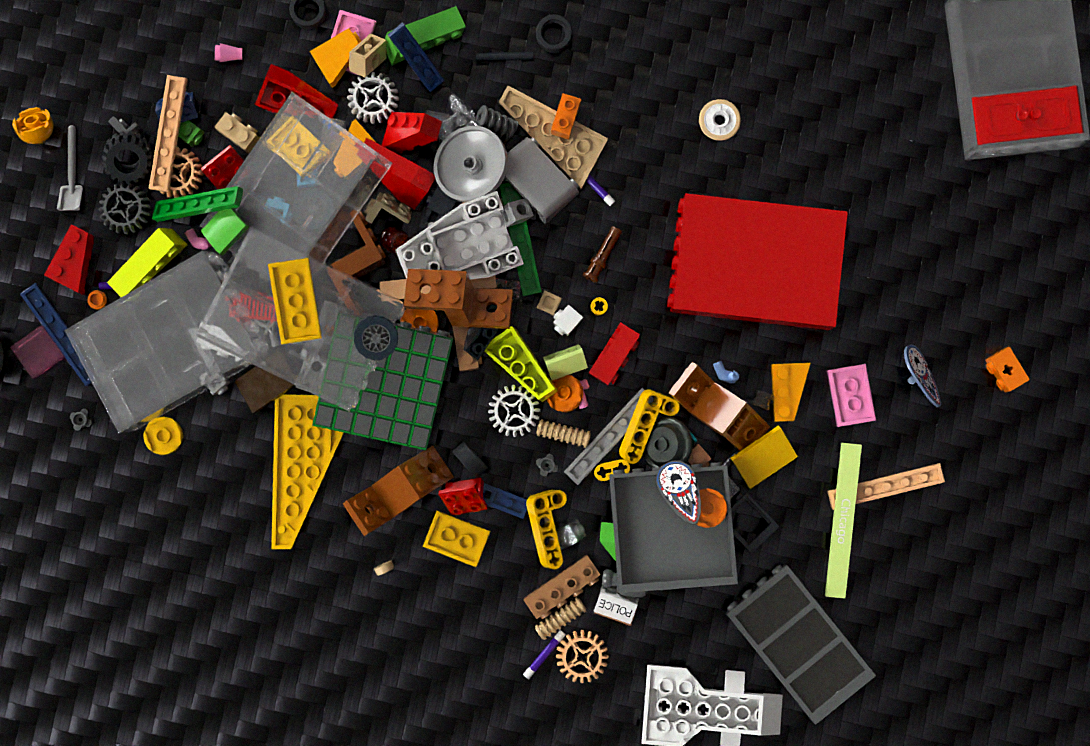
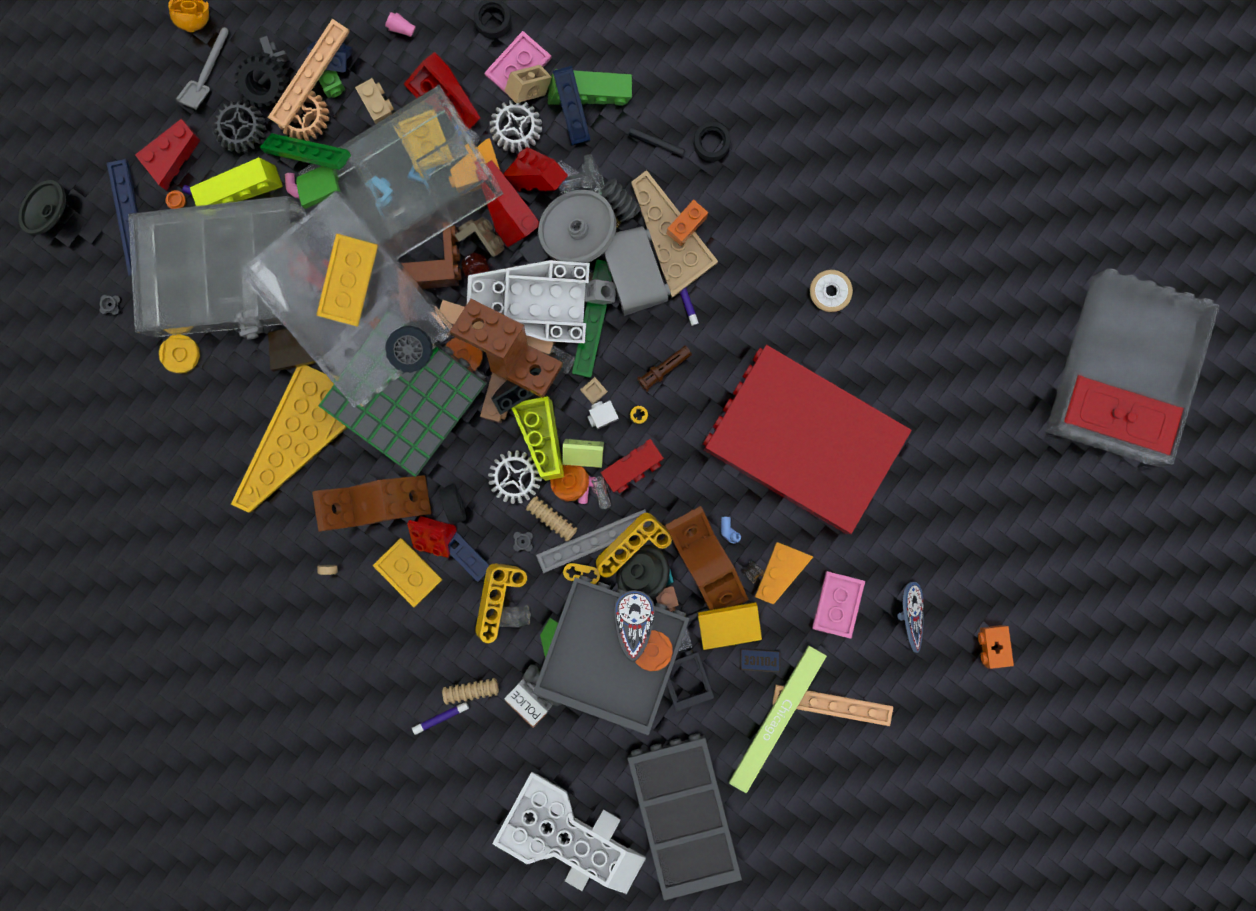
camera: 20 degrees right, 0 degrees up
(37, 352) = (98, 224): clear pink tile -> none
(223, 167) = (345, 127): red bracket -> none
(334, 55) = (495, 69): light orange slope -> none
(561, 587) = (484, 662): medium nougat brick -> none
(591, 670) = (475, 745): light nougat gear -> none
(595, 387) = (600, 489): none -> clear pin
(804, 476) = (759, 660): none -> slope

